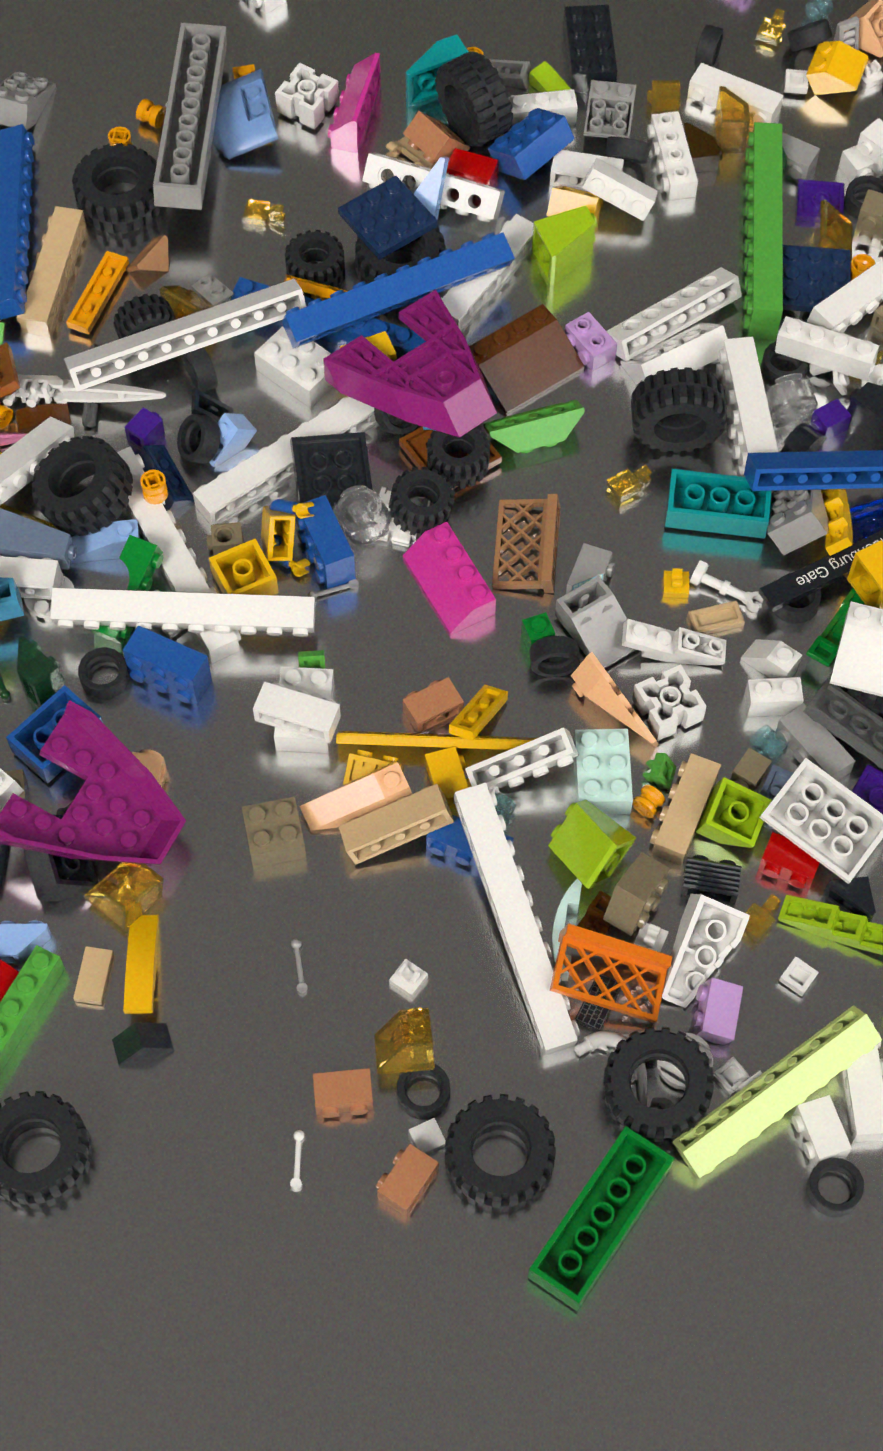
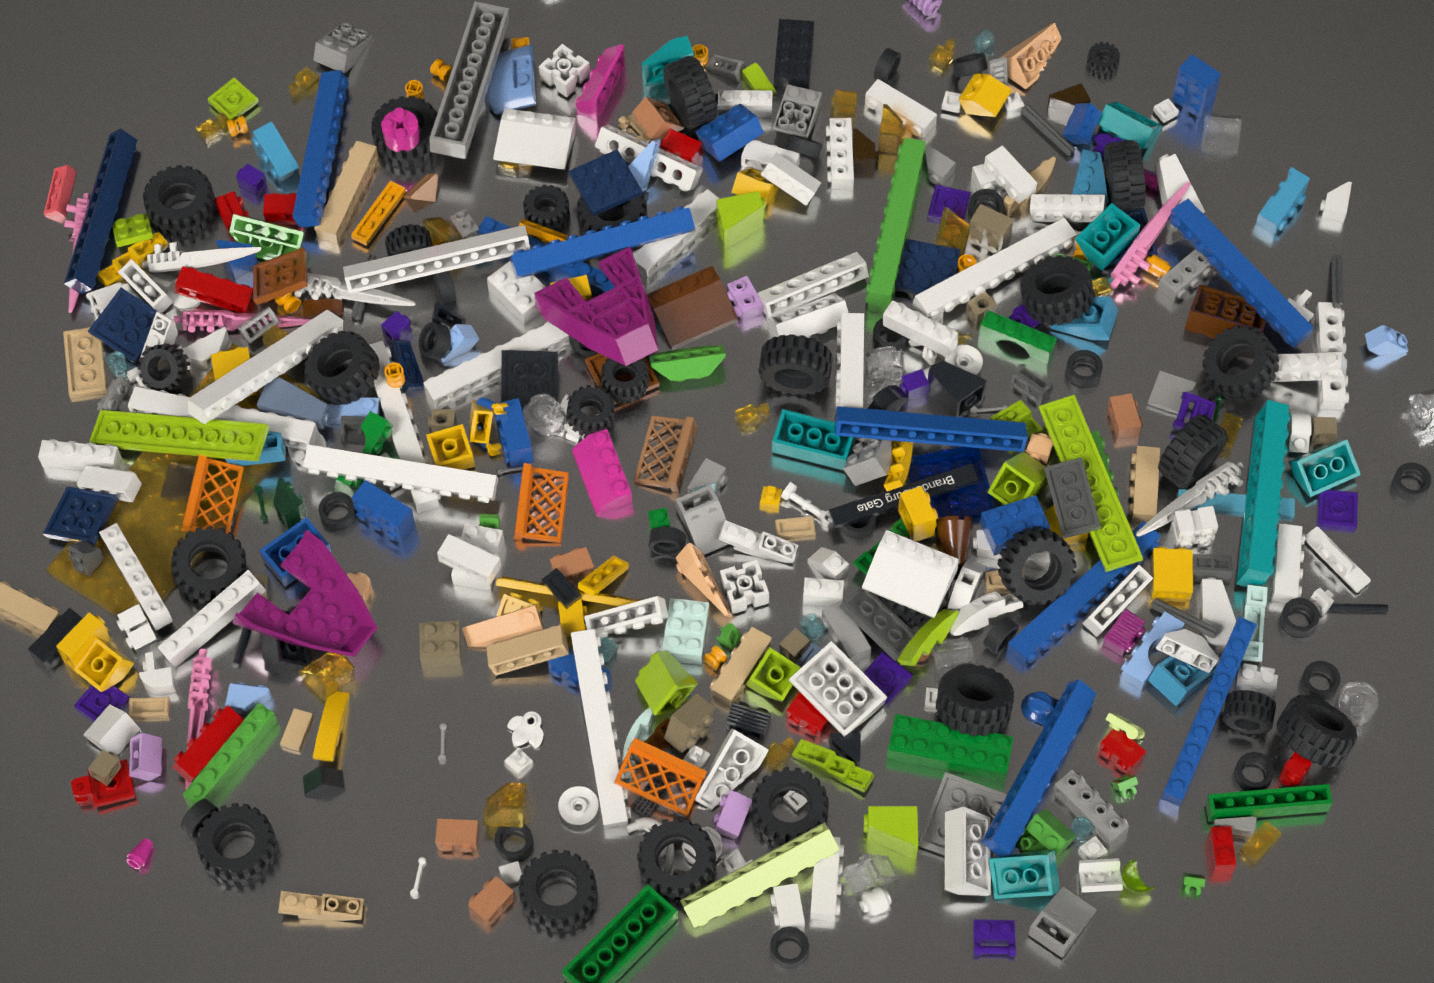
camera: 10 degrees right, 0 degrees up
(107, 565) = (351, 430): none -> dark grey hinge
(113, 182) = (400, 130): none -> dark pink brick
(167, 1224) = (321, 907): none -> tan slope
(284, 178) = (534, 138): none -> white slope
(353, 630) = (524, 504): none -> orange fence
(411, 936) = (524, 732): none -> white plate
(426, 735) = (561, 588): none -> black tile
(503, 1015) = (576, 797): none -> white dish
(805, 956) = (780, 784): none -> black tyre

